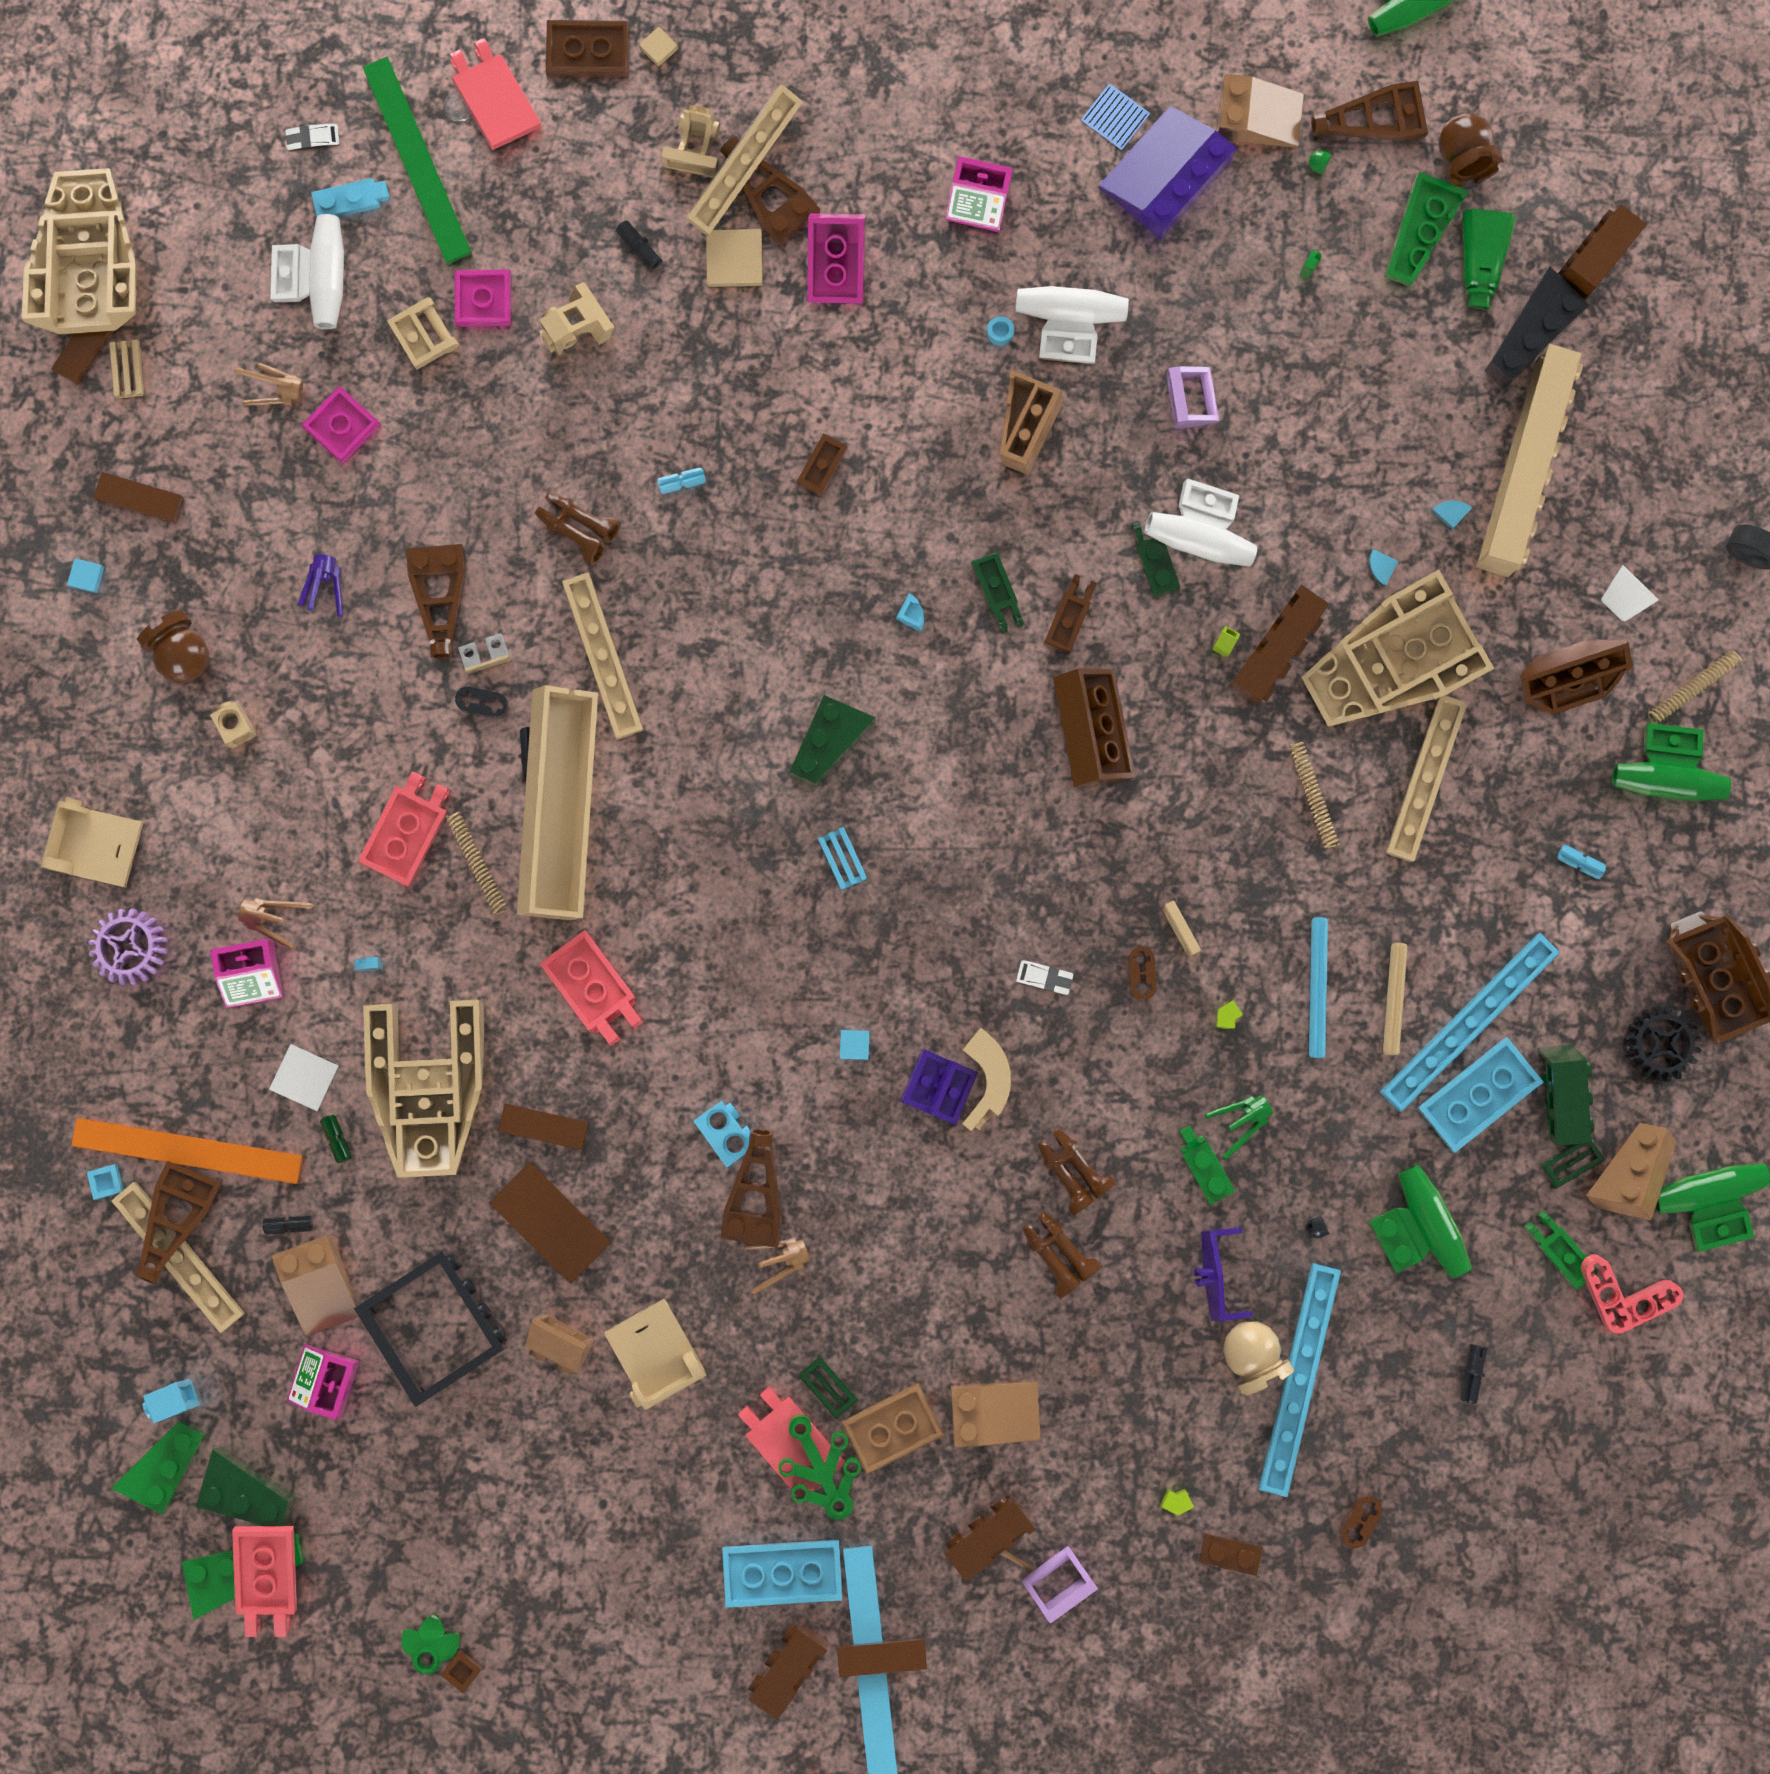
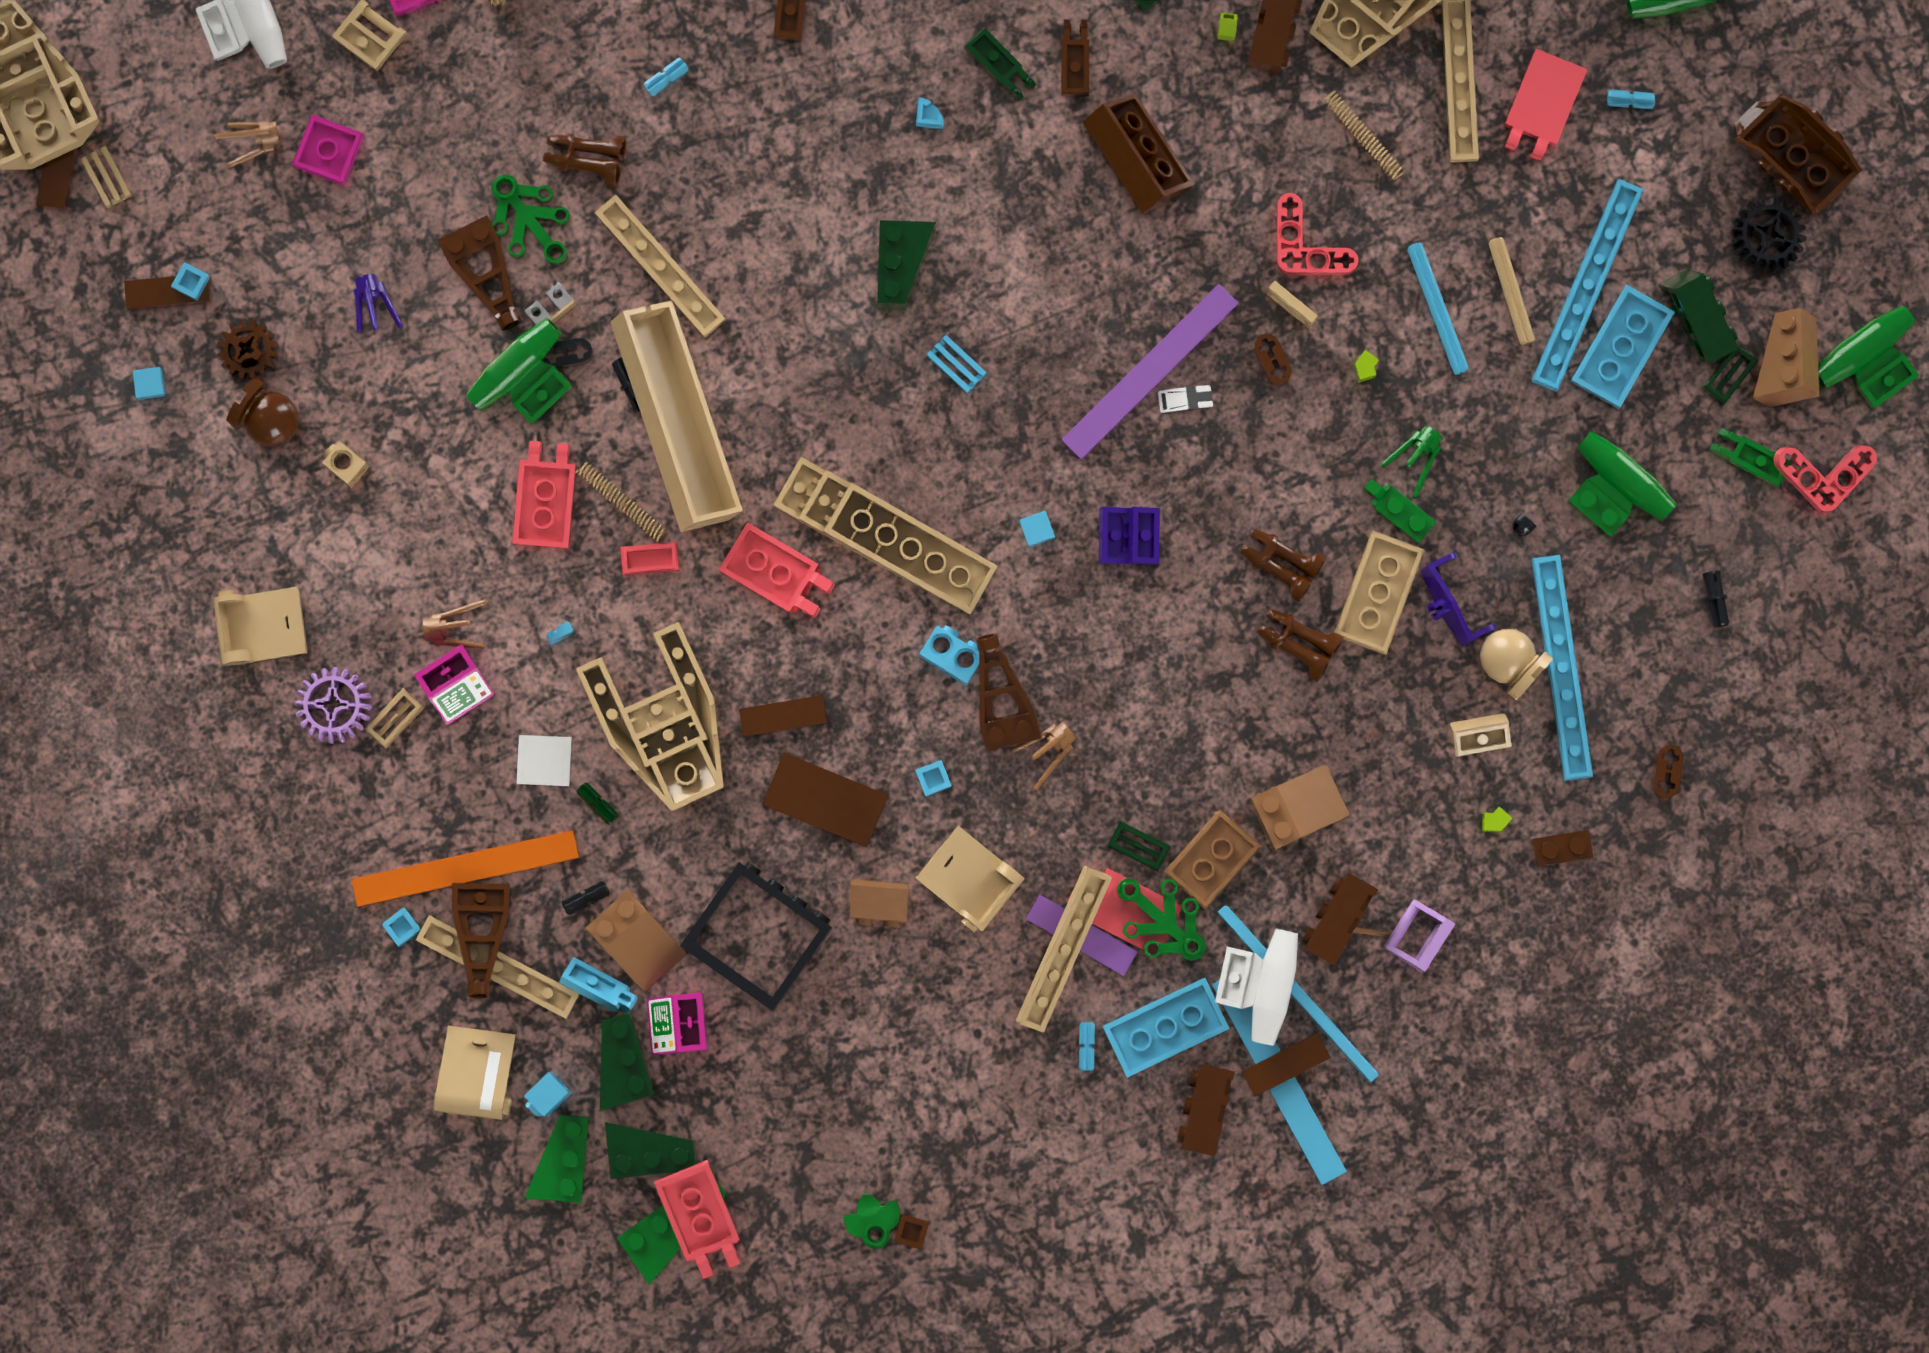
camera: 20 degrees left, 0 degrees up
(113, 1352) = (474, 1076): none -> tan door
(161, 496) = (190, 281): none -> medium azure tile
(197, 576) = (242, 359): none -> reddish brown gear
(199, 961) = (400, 728): none -> tan tile
(256, 1399) = (623, 1064): none -> dark green wedge
(263, 1314) = (598, 986): none -> medium azure hinge
(432, 705) = (522, 373): none -> green plate
(480, 927) = (649, 558): none -> coral tile
(498, 559) = (527, 216): none -> green plant
(660, 1243) = (933, 778): none -> medium azure tile
(698, 1564) = (1086, 1052): none -> medium azure piece
(709, 994) = (885, 535): none -> tan slope
(715, 1459) = (1063, 948): none -> tan plate
(739, 1451) = (1097, 943): none -> medium lavender tile
(889, 1572) = (1261, 983): none -> white plate
(921, 1593) = (1303, 999): none -> medium azure tile
(996, 1069) = (1173, 496): tan arch -> none
(1021, 938) = (1149, 372): none -> medium lavender tile
(1153, 1236) = (1379, 592): none -> tan tile
(1196, 1412) = (1480, 734): none -> tan slope
(1206, 877) = (1296, 248): none -> coral beam
(1497, 831) = (1544, 101): none -> coral tile

